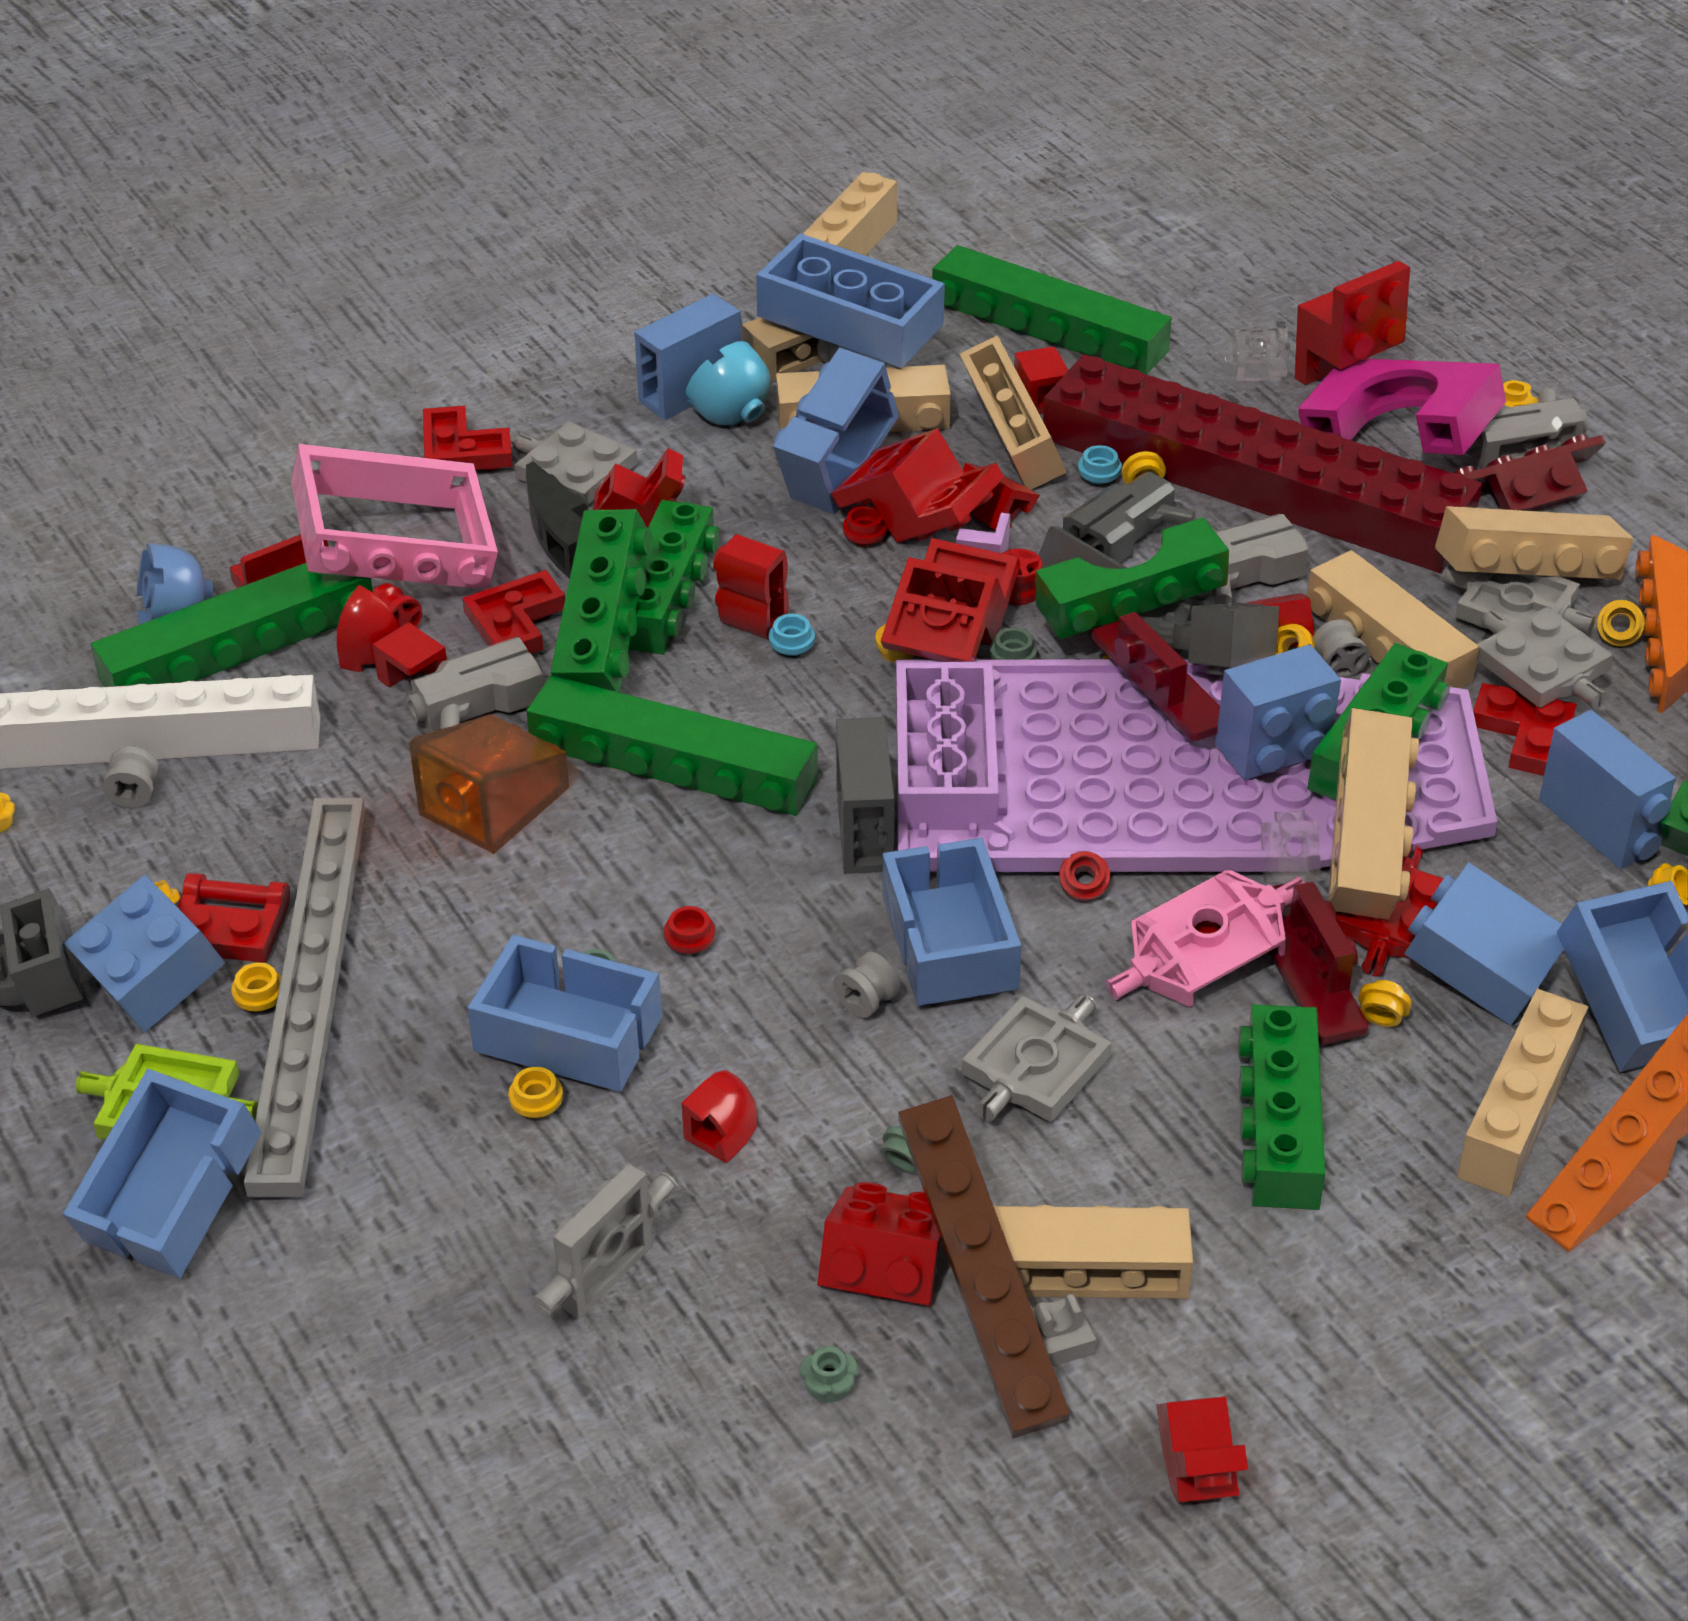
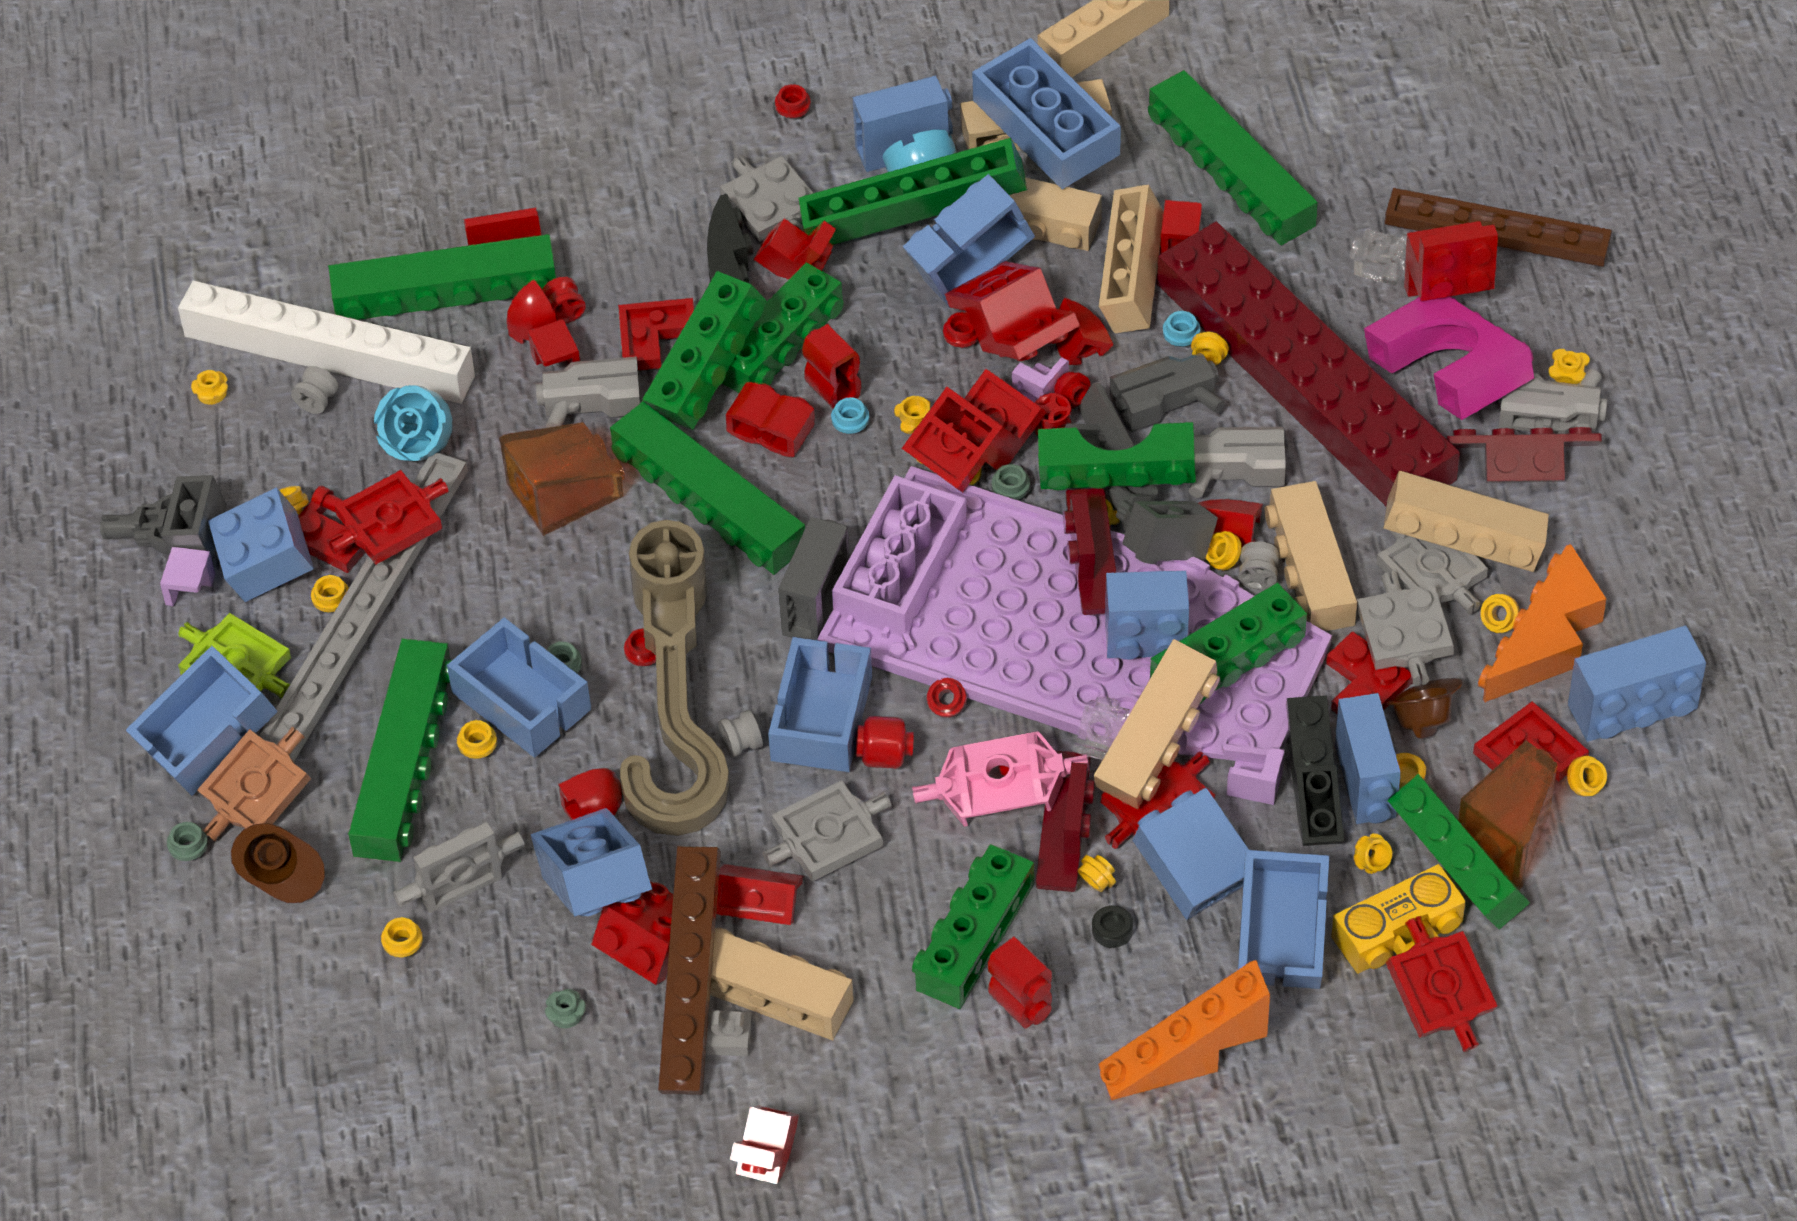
camera: 25 degrees right, 10 degrees up
(55, 1011) = (186, 572): none -> lavender panel
(169, 581) = (409, 227): medium blue cylinder -> none
(200, 1323) = (184, 833): none -> sand green plate
(266, 1233) = (254, 782): none -> nougat plate
(279, 770) = (413, 423): none -> medium azure cylinder
(299, 875) = (388, 516): none -> red plate
(349, 1316) = (278, 862): none -> reddish brown piece
(401, 481) = (603, 176): bright pink window -> none
(446, 1137) = (401, 751): none -> green brick
(448, 440) = (685, 155): red plate -> none
(549, 375) = (792, 101): none -> red plate
(557, 1346) = (401, 928): none -> yellow plate
(696, 859) = (669, 593): none -> dark tan piece
(704, 660) = (770, 419): none -> red brick
(744, 402) = (911, 191): none -> green brick
(783, 1175) = (591, 862): none -> medium blue brick
(863, 614) = (911, 412): none -> yellow plate
(1014, 1154) = (757, 894): none -> red panel
(1024, 537) = (1073, 387): none -> red plate
(1050, 940) = (884, 742): none -> red head
(1395, 1145) = (1020, 983): none -> red brick
(1425, 298) = (1514, 228): none -> reddish brown plate
(1436, 1057) = (1112, 926): none -> pearl dark grey tile
(1498, 853) = (1257, 780): none -> lavender panel
(1522, 1093) = (1146, 974): tan brick -> none
(1549, 833) = (1314, 771): none -> pearl dark grey slope
(1630, 716) = (1426, 706): none -> reddish brown piece

